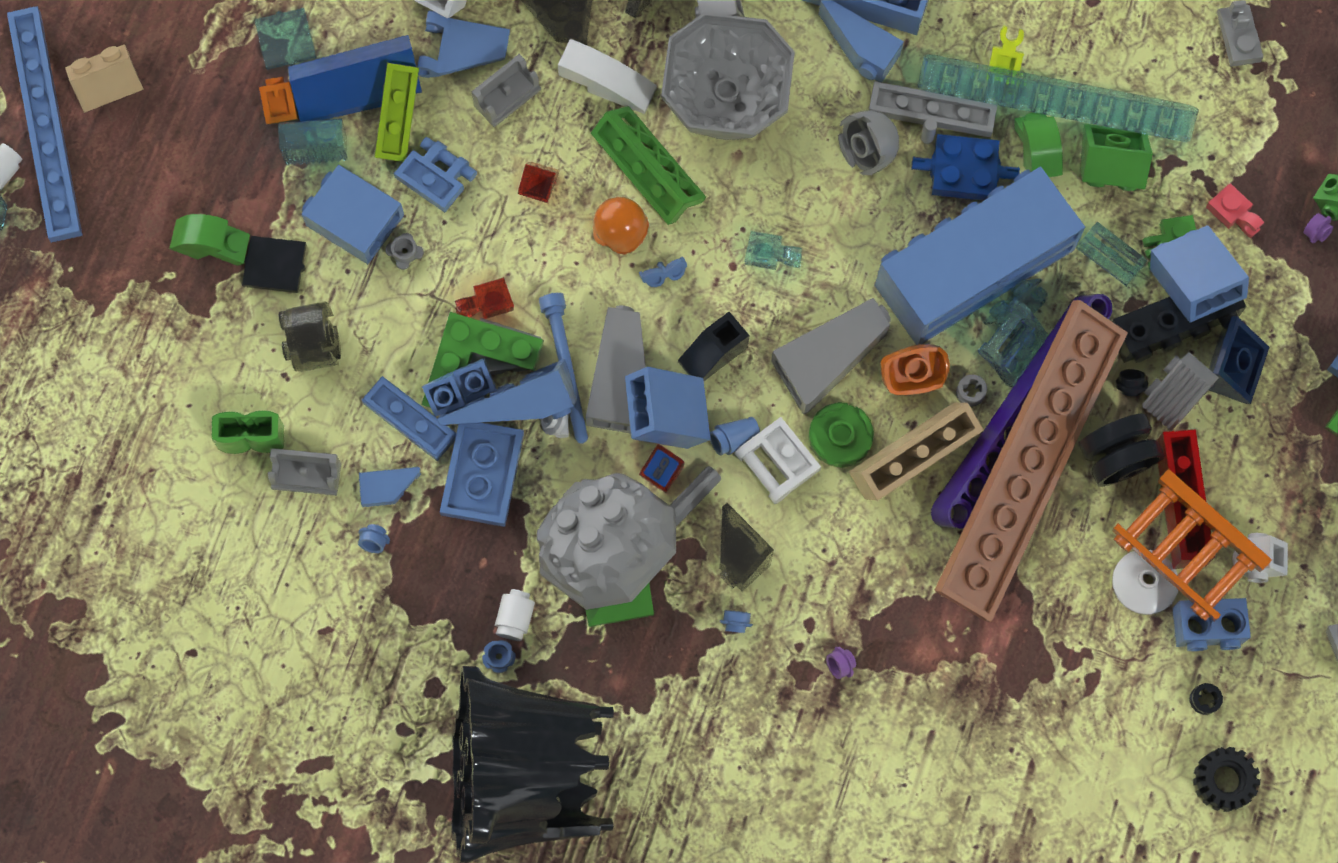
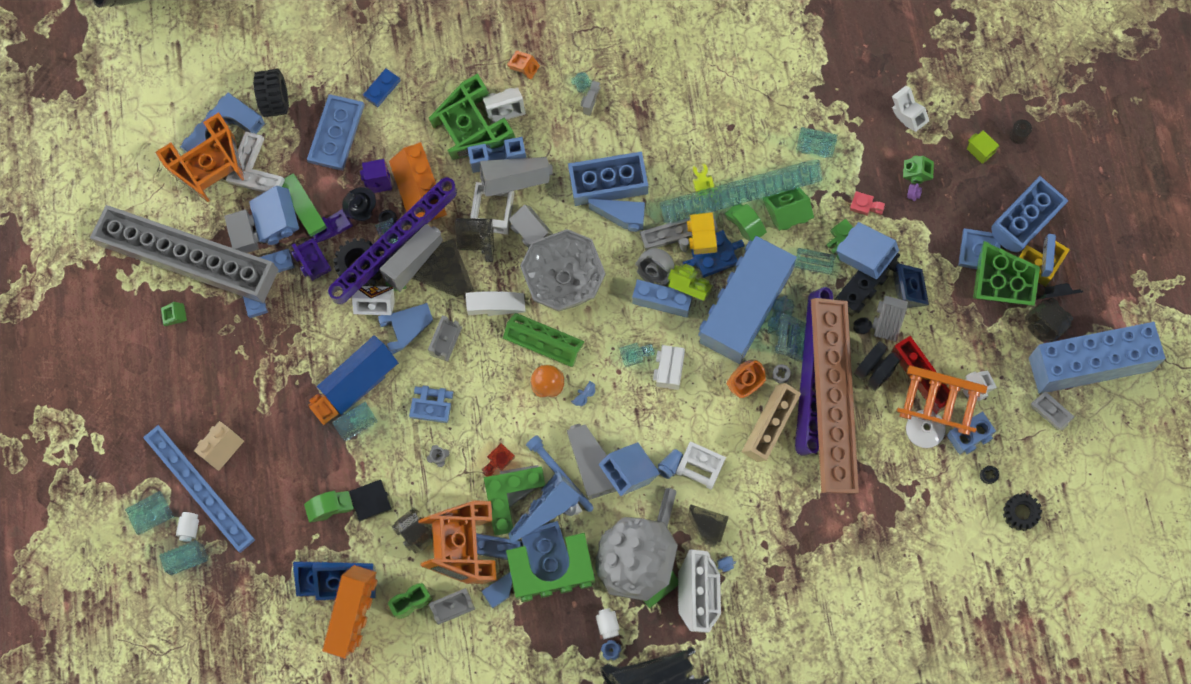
camera: 20 degrees left, 0 degrees up
(151, 398) = (350, 611): none -> orange brick
(160, 348) = (323, 578): none -> blue slope
(285, 38) = (305, 371): clear light blue piece -> none
(352, 214) = (398, 450): medium blue brick -> none
(357, 381) = (457, 545): none -> orange wedge
(373, 538) = (509, 622): medium blue plate -> none
(396, 112) = (392, 382): lime plate -> none
(459, 387) = (510, 516): medium blue slope -> none
(509, 519) = (527, 585): none -> bright green arch
(538, 181) = (489, 379): clear red slope -> none
(662, 468) = (642, 502): slope -> none
(674, 639) = (699, 591): none -> white wedge
(715, 347) = (635, 422): black slope -> none
(810, 296) = (670, 367): none -> white brick
(829, 352) = (694, 396): light grey slope -> none
(841, 435) = (726, 433): bright green tile -> none
(841, 663) = (793, 556): medium lavender plate -> none
(853, 192) = (661, 298): none -> medium blue brick
(902, 182) = (684, 280): none -> lime plate
(964, 128) = (703, 233): none -> yellow brick
(1208, 84) = (816, 142): none -> clear light blue bracket
(1240, 34) = (817, 106): light grey plate -> none

